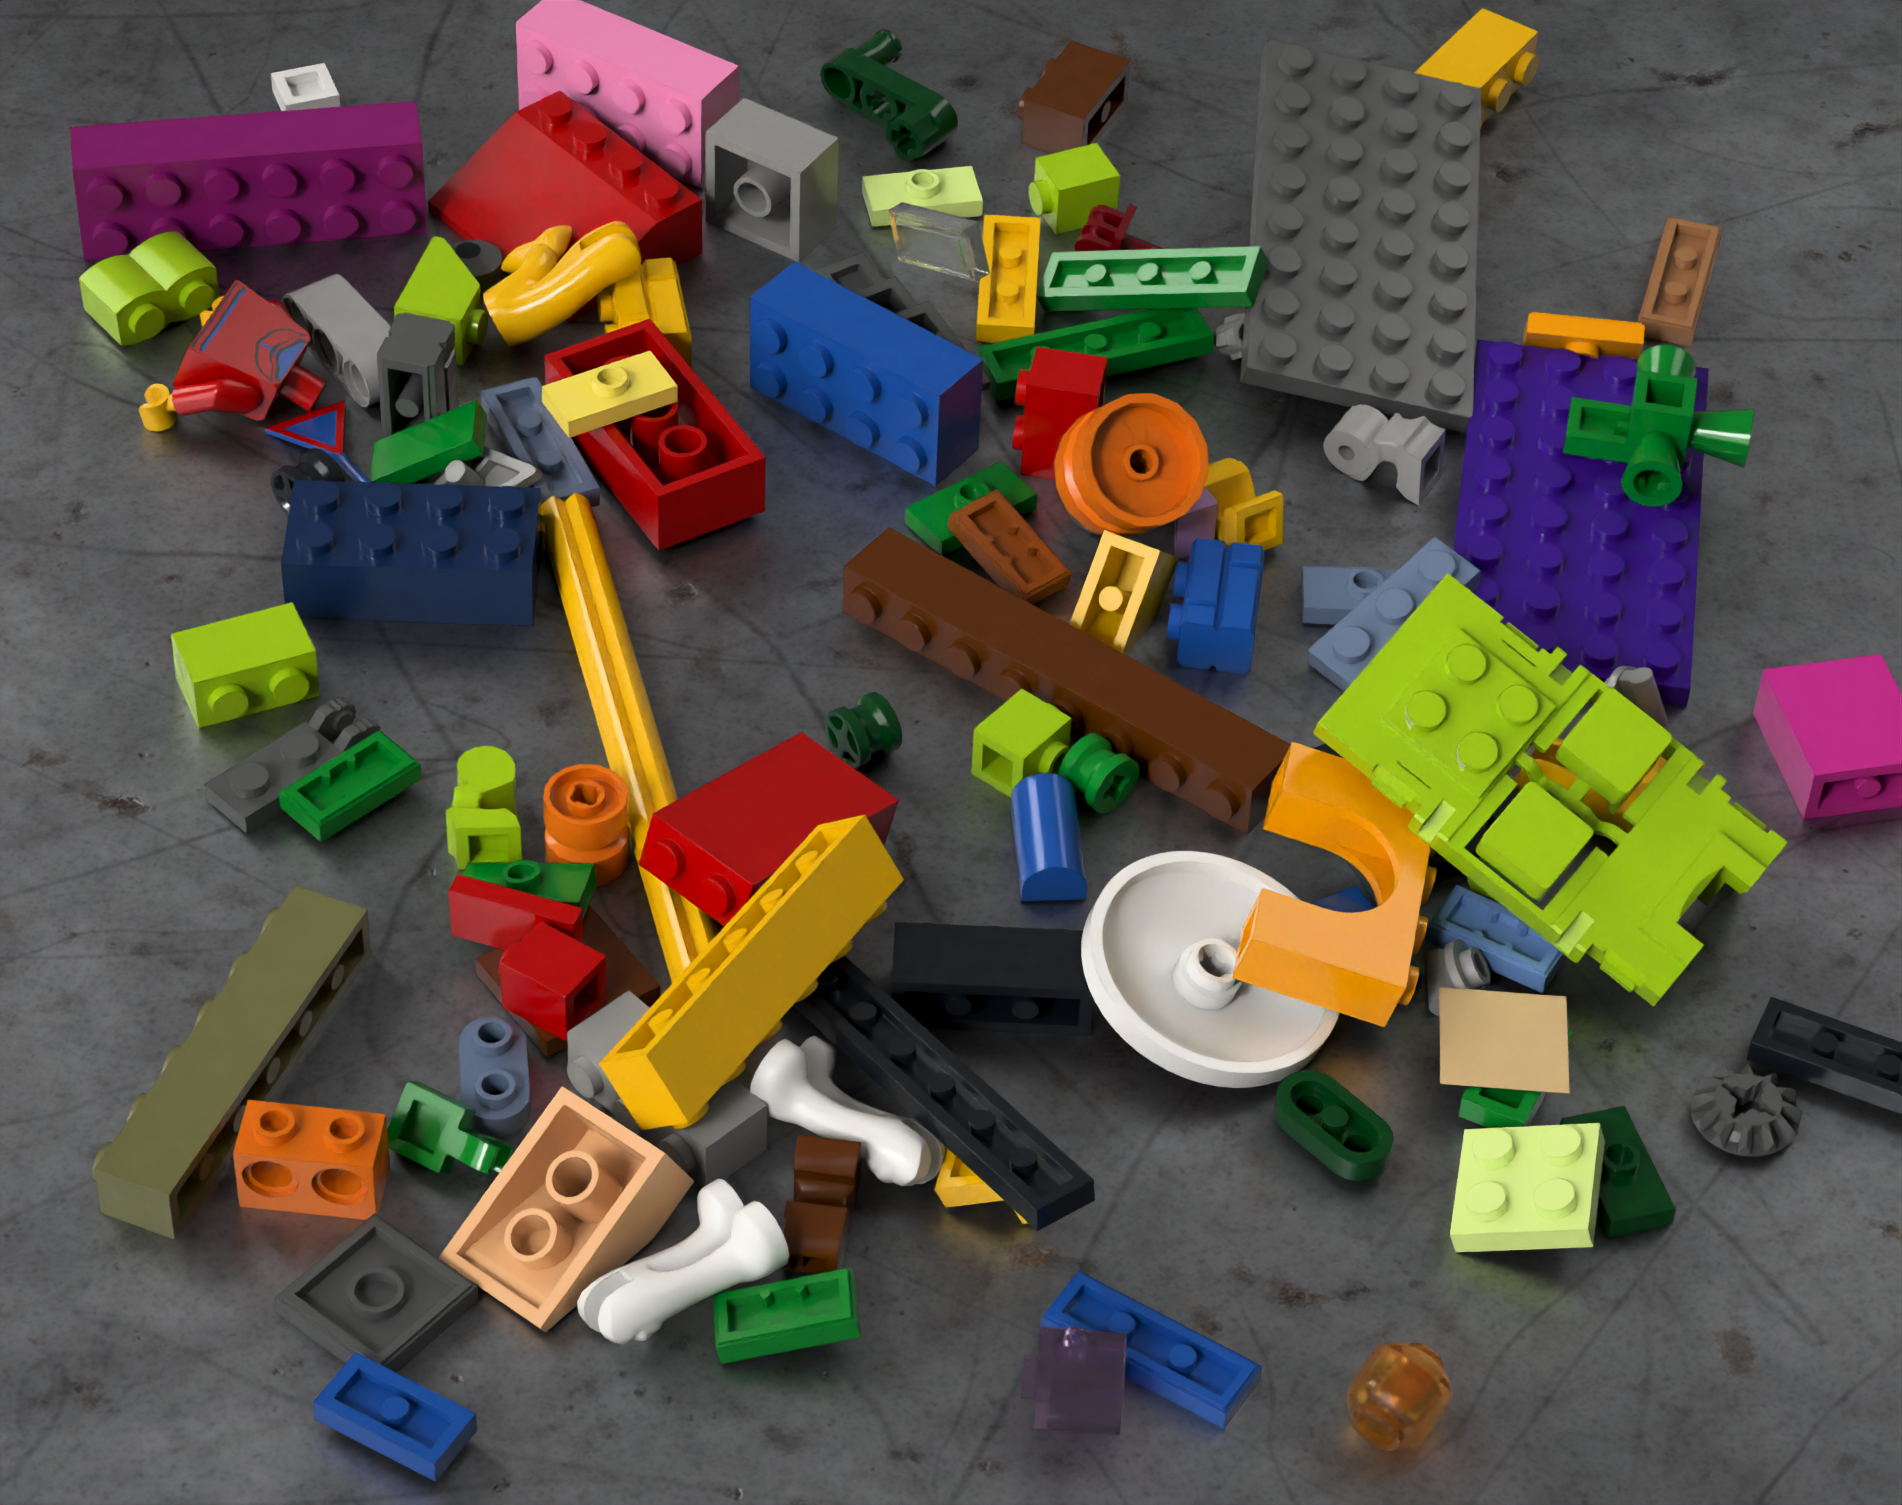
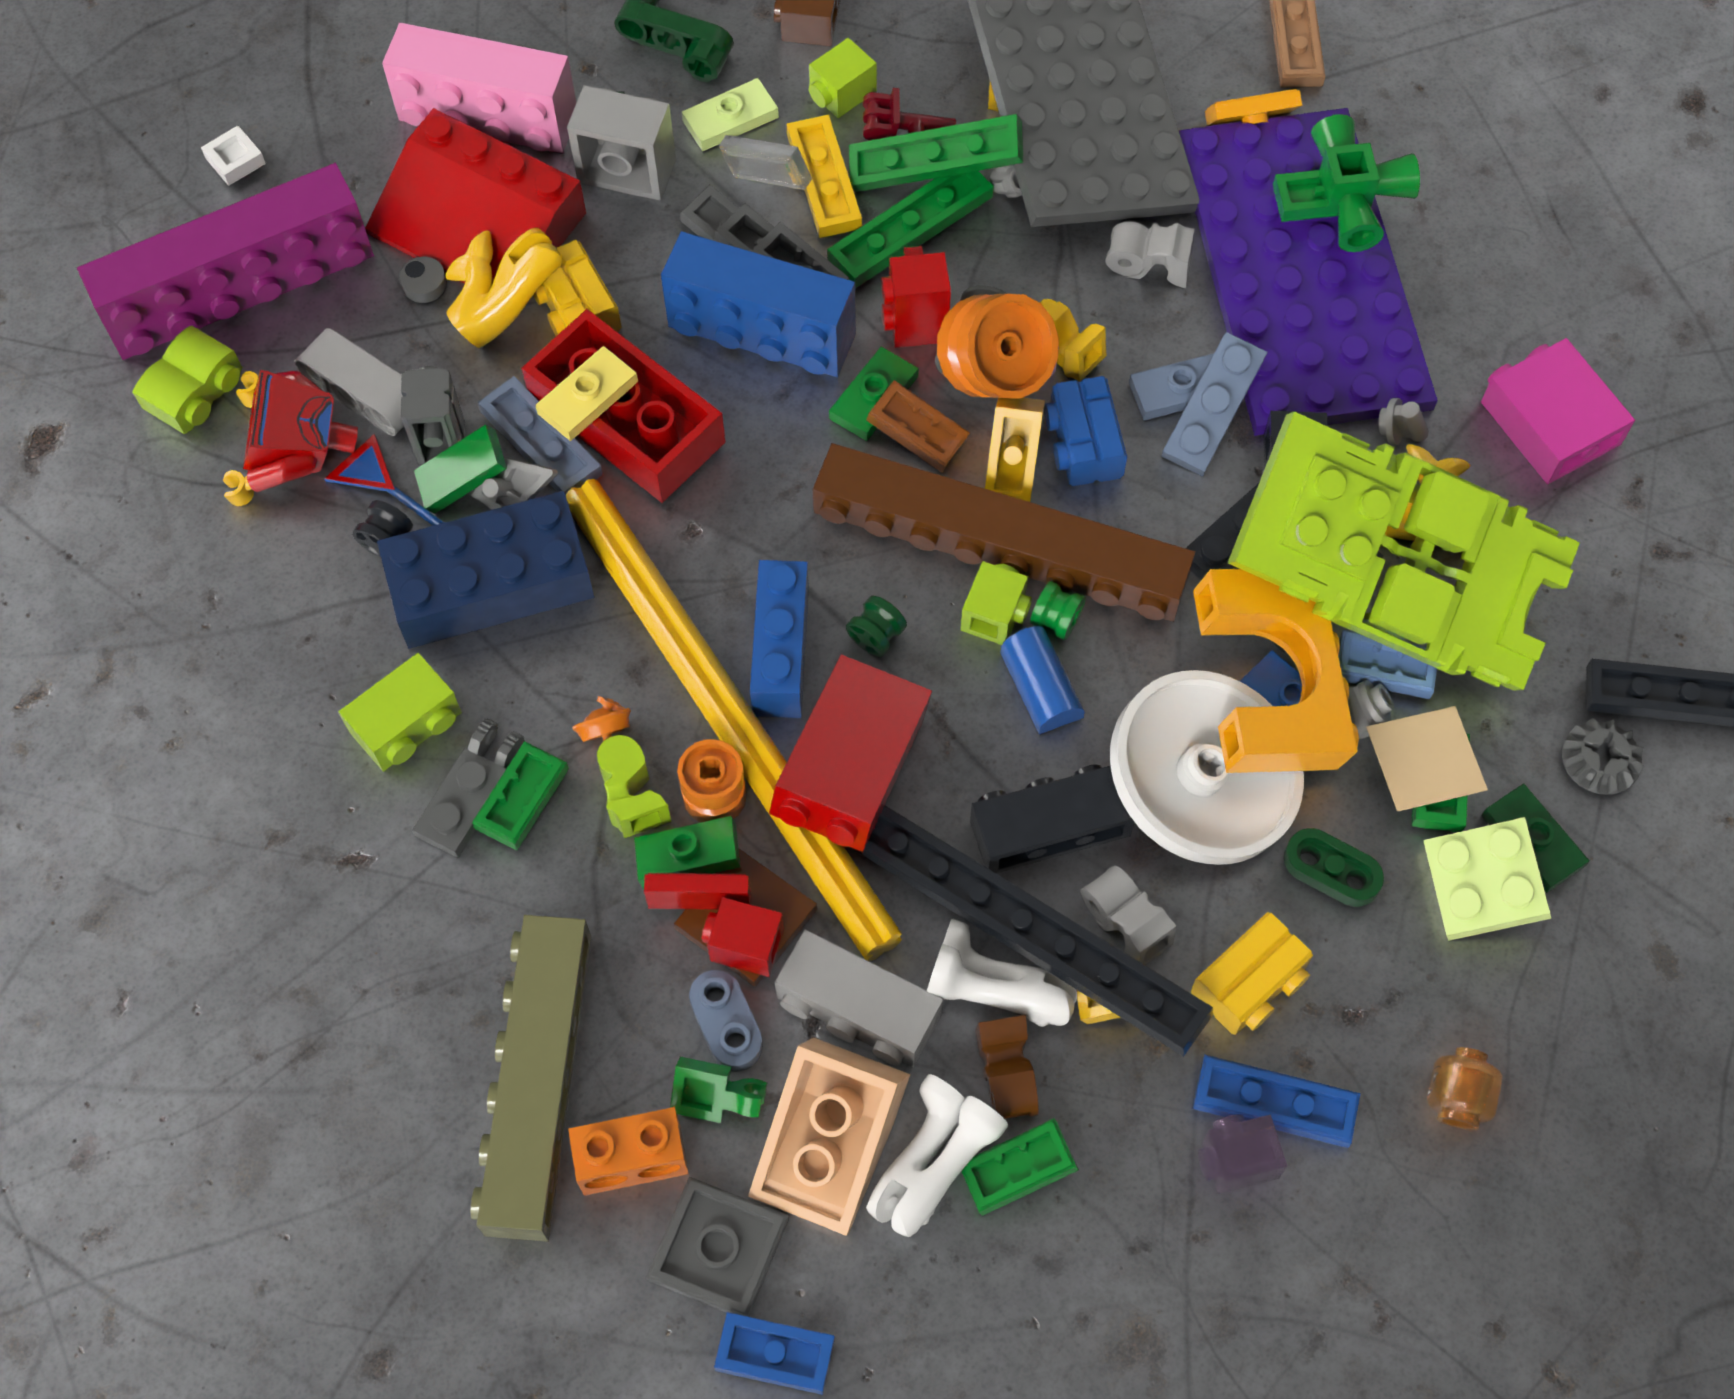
camera: 15 degrees left, 20 degrees up
(448, 292) = (416, 329): lime slope -> none
(482, 730) = (603, 721): none -> orange hat
(737, 702) = (779, 639): none -> blue brick
(752, 975) = (898, 901): yellow brick -> none
(1045, 1091) = (1122, 907): none -> light grey leg
(1176, 1202) = (1253, 974): none -> yellow brick

